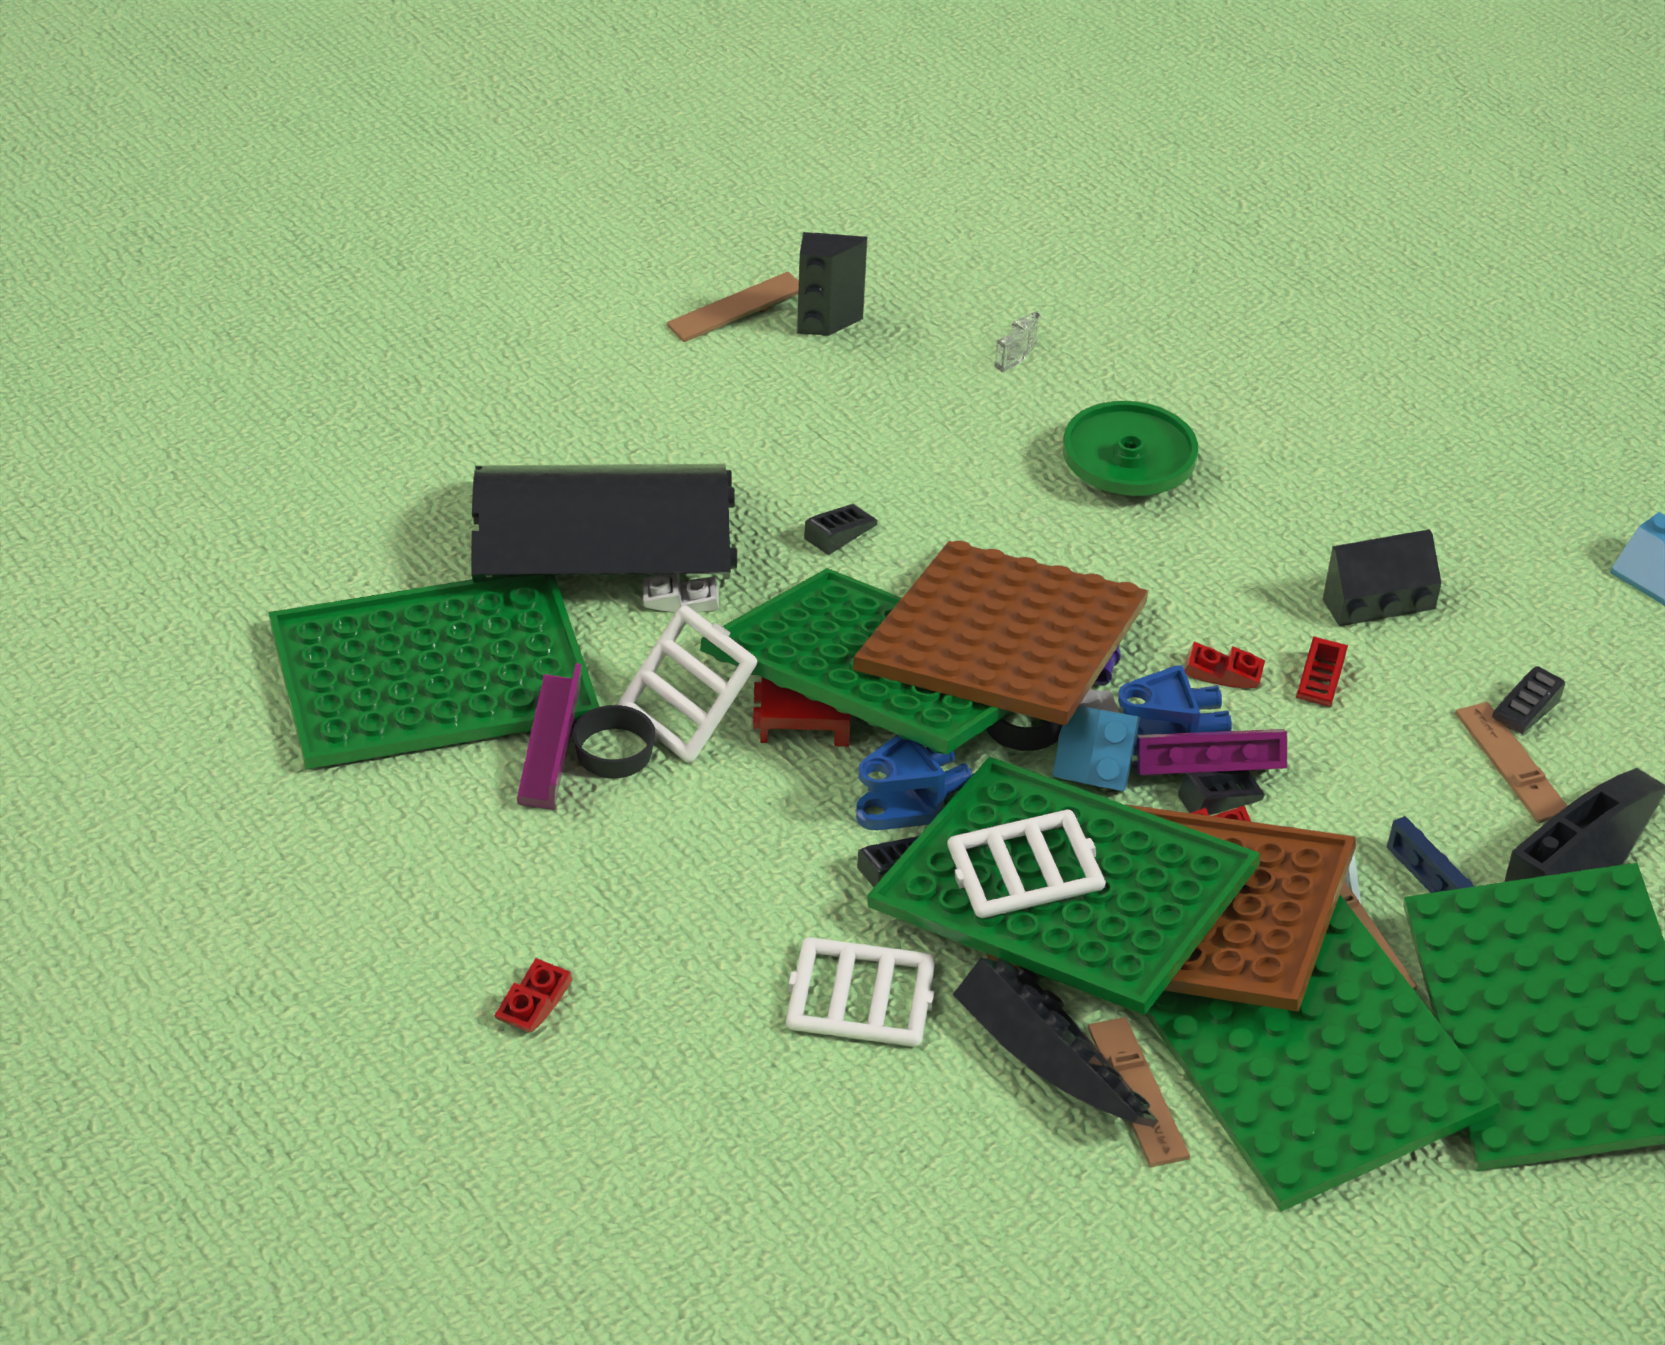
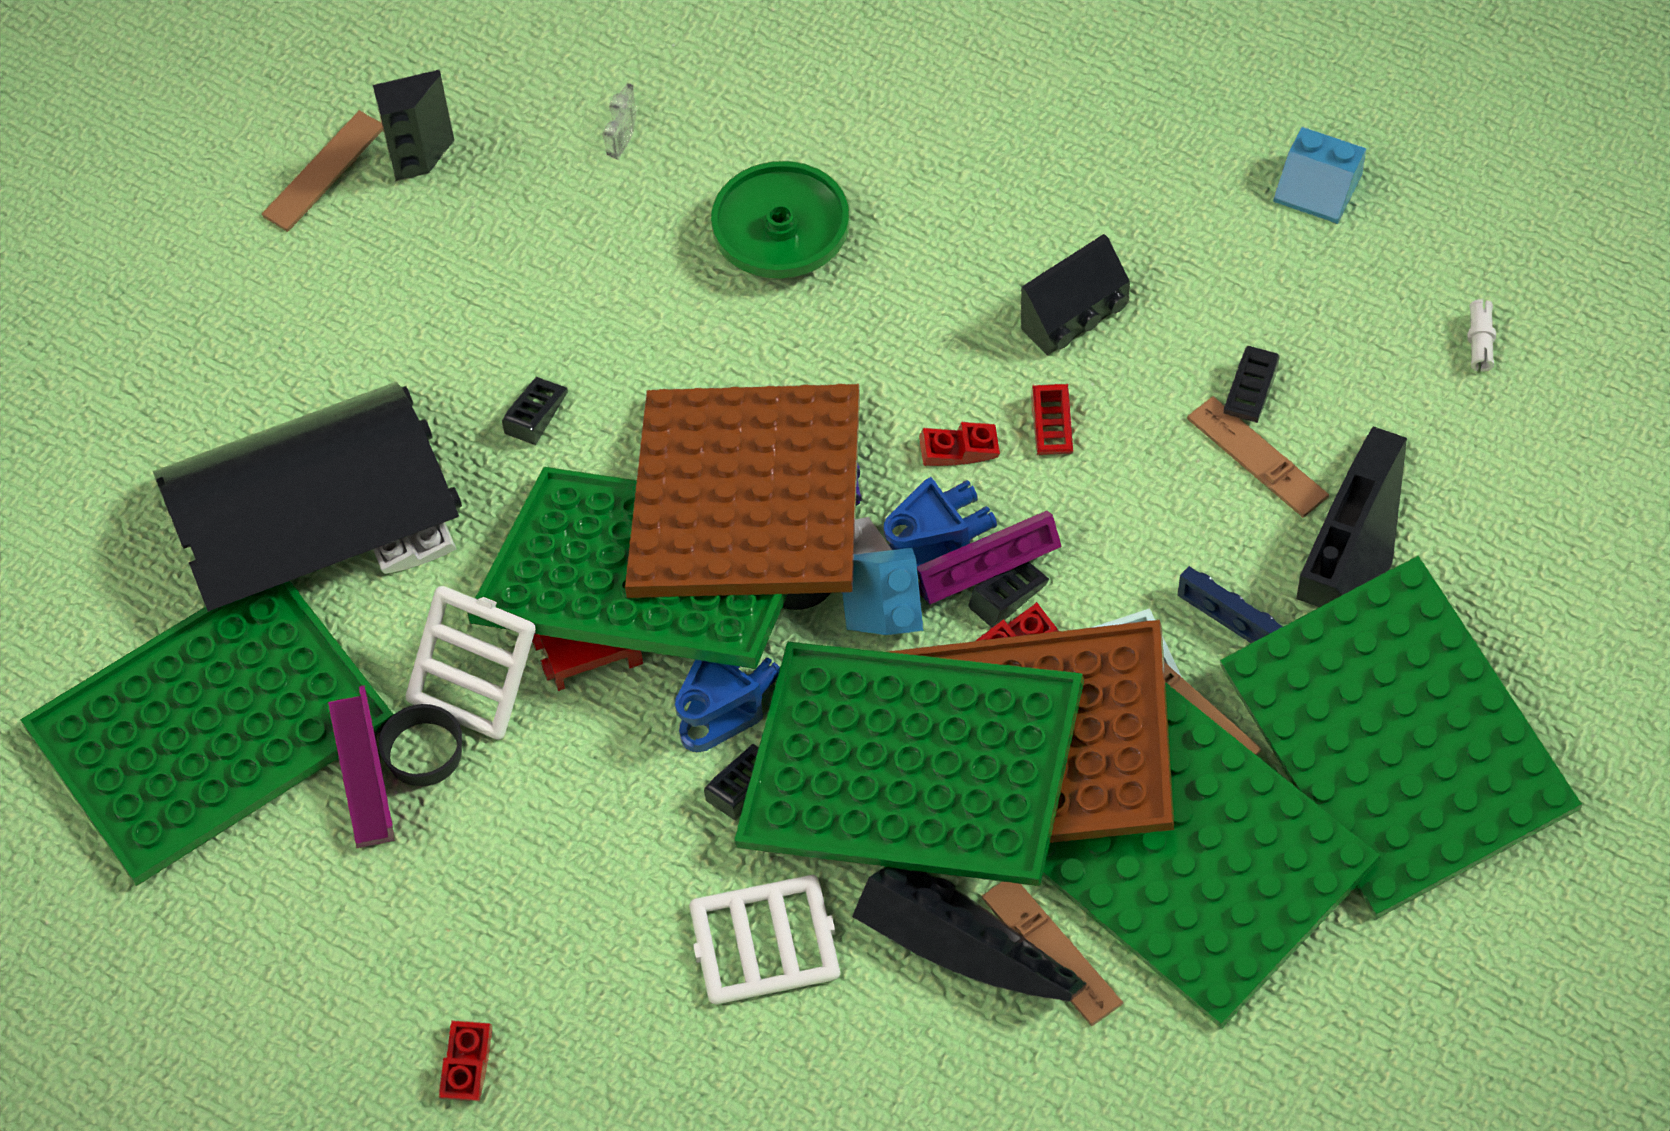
camera: 15 degrees left, 15 degrees up
(1019, 899) = (880, 801): white bar -> none

